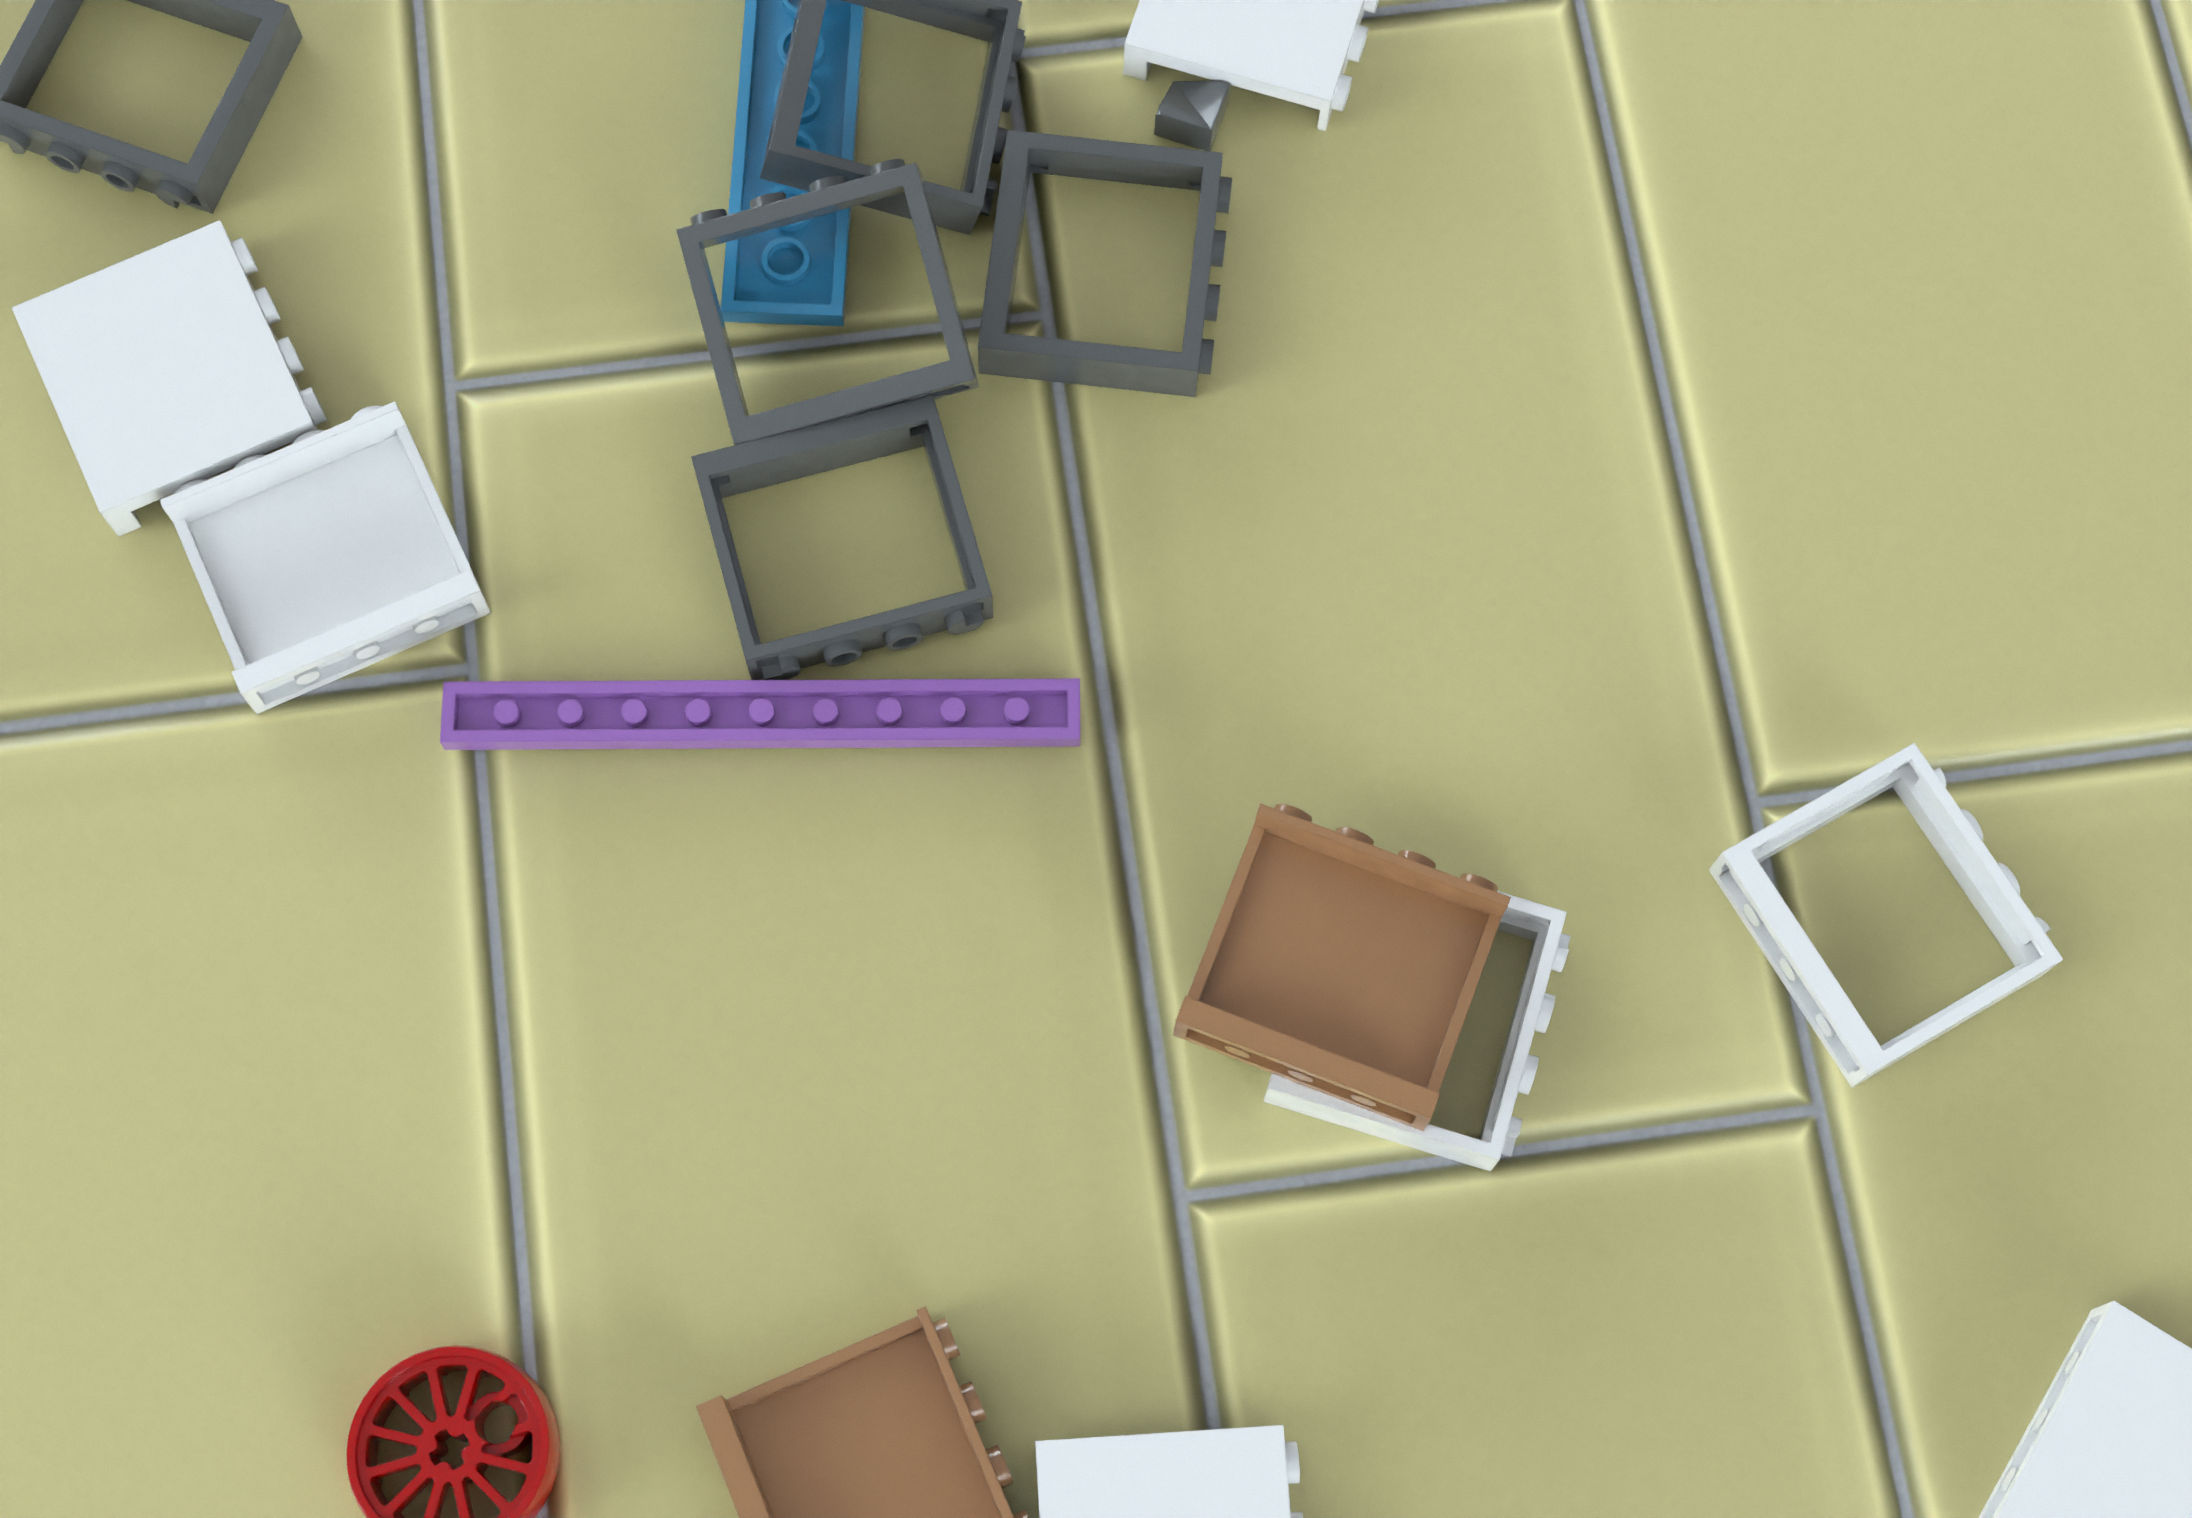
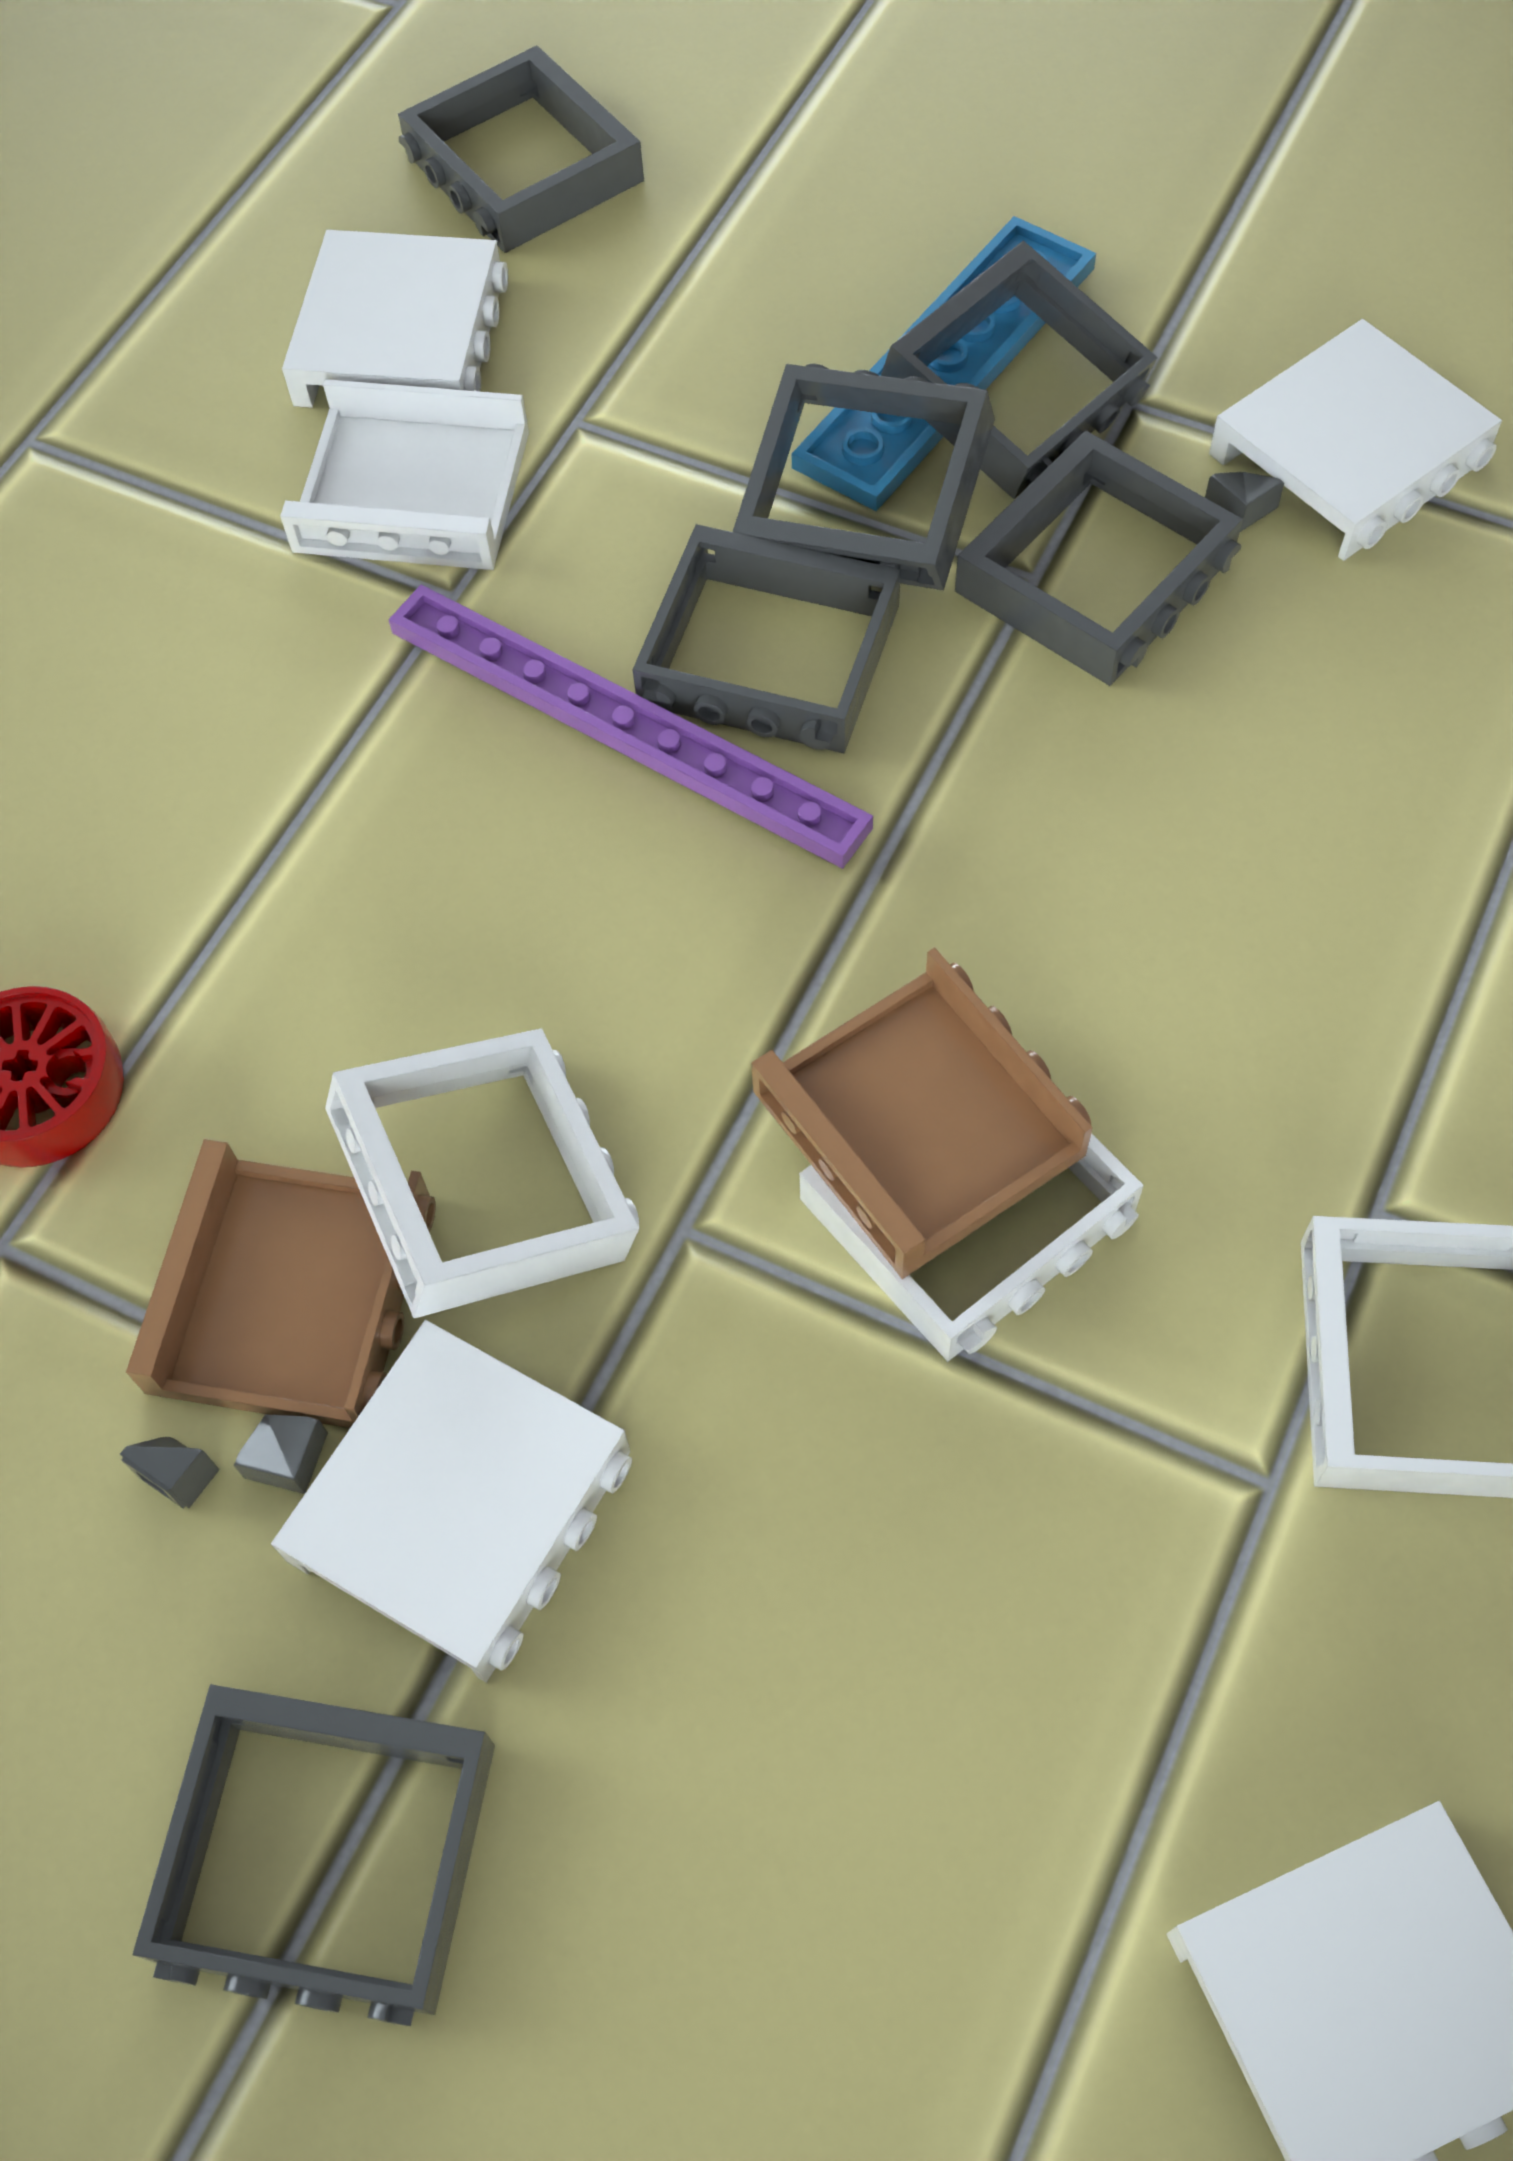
camera: 40 degrees right, 10 degrees down
(930, 1351) = (423, 1277): none -> white window

